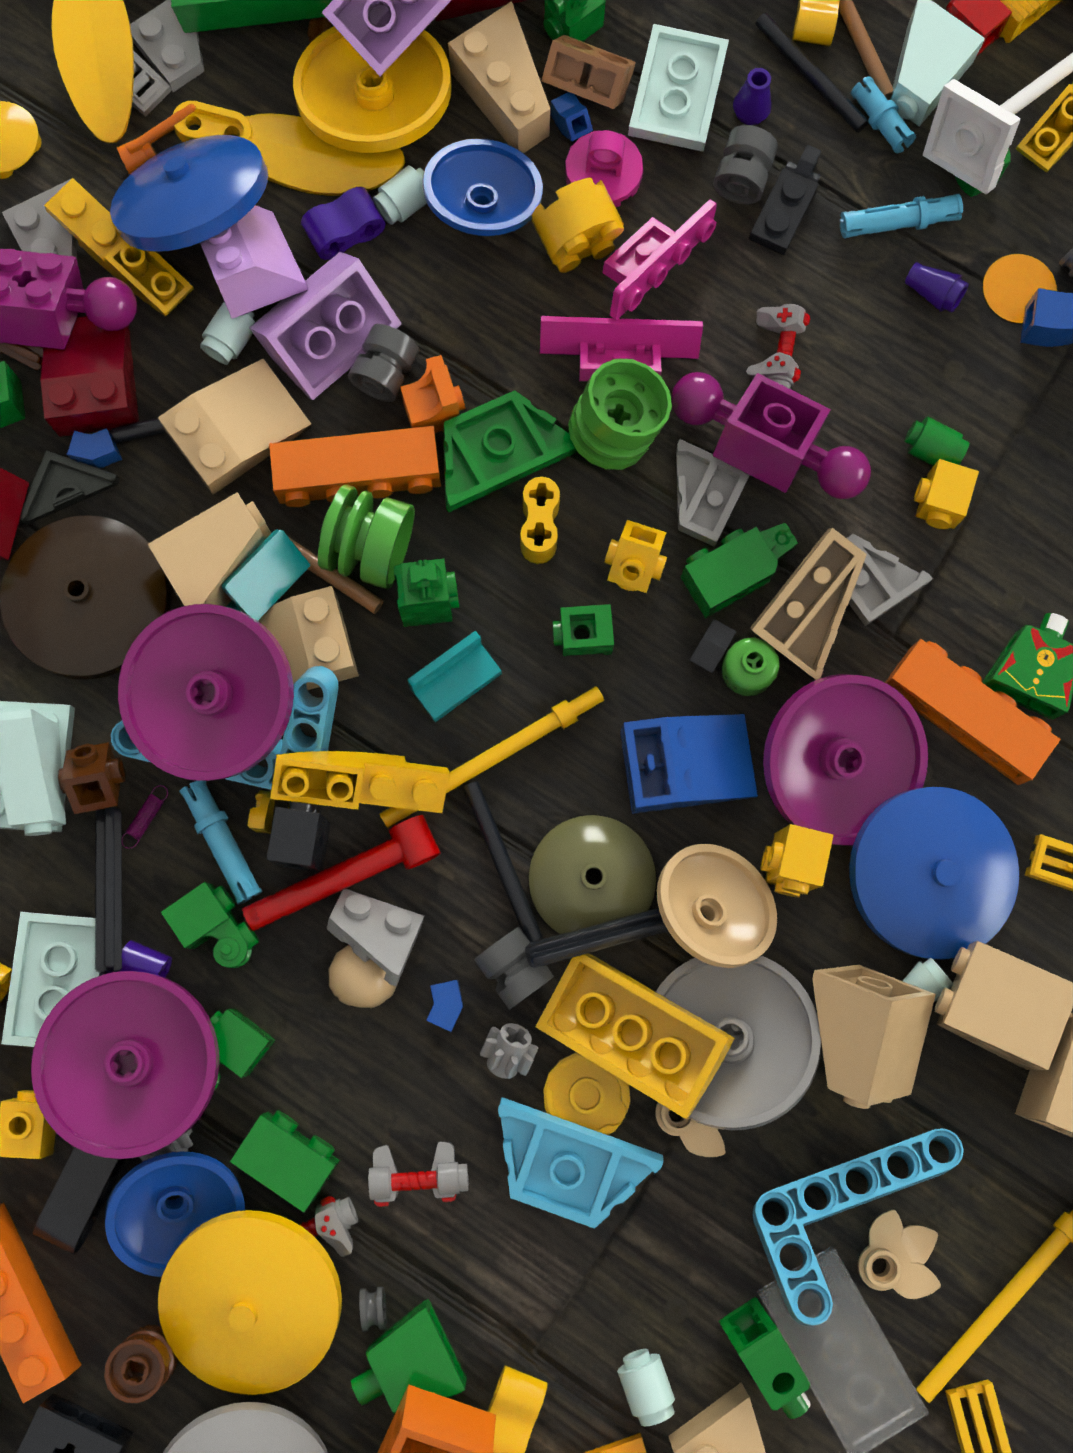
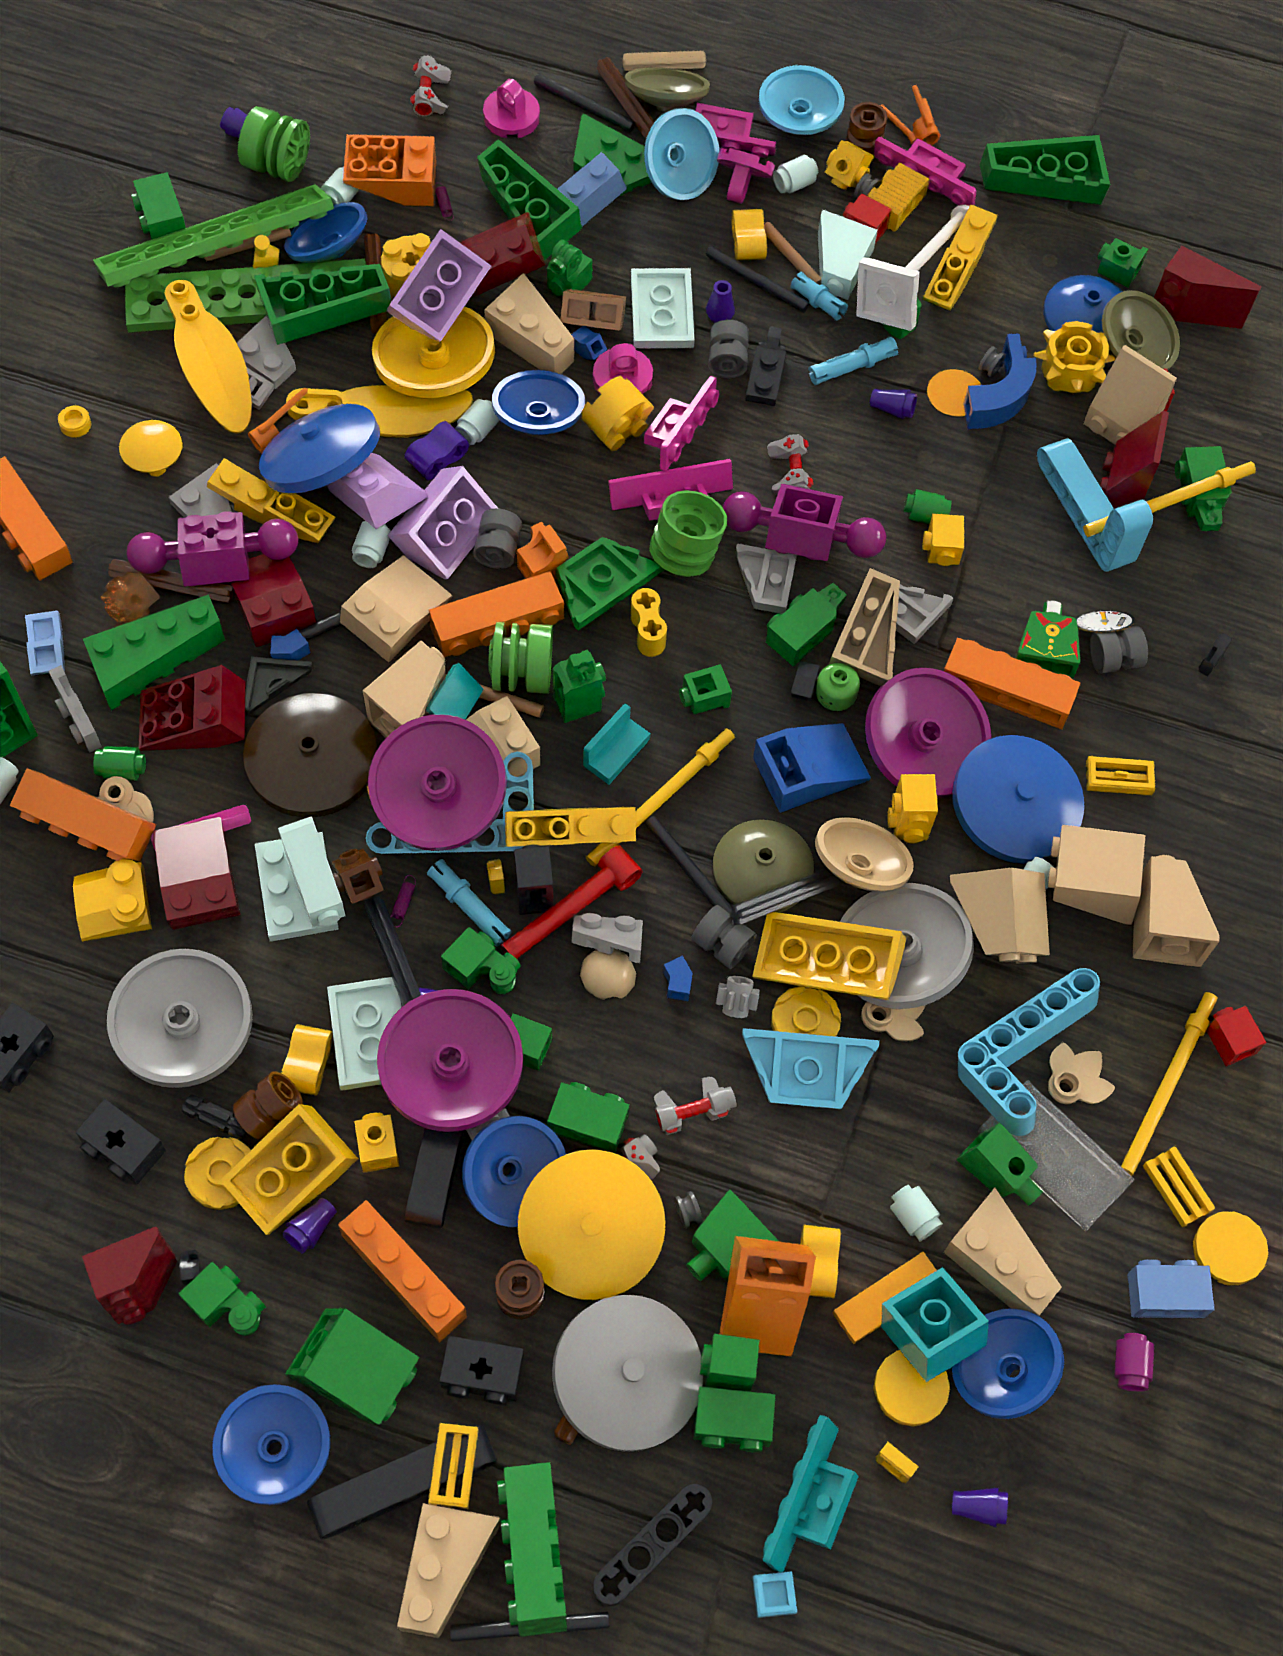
camera: 15 degrees left, 15 degrees down
(636, 557) = (731, 620): yellow brick -> none

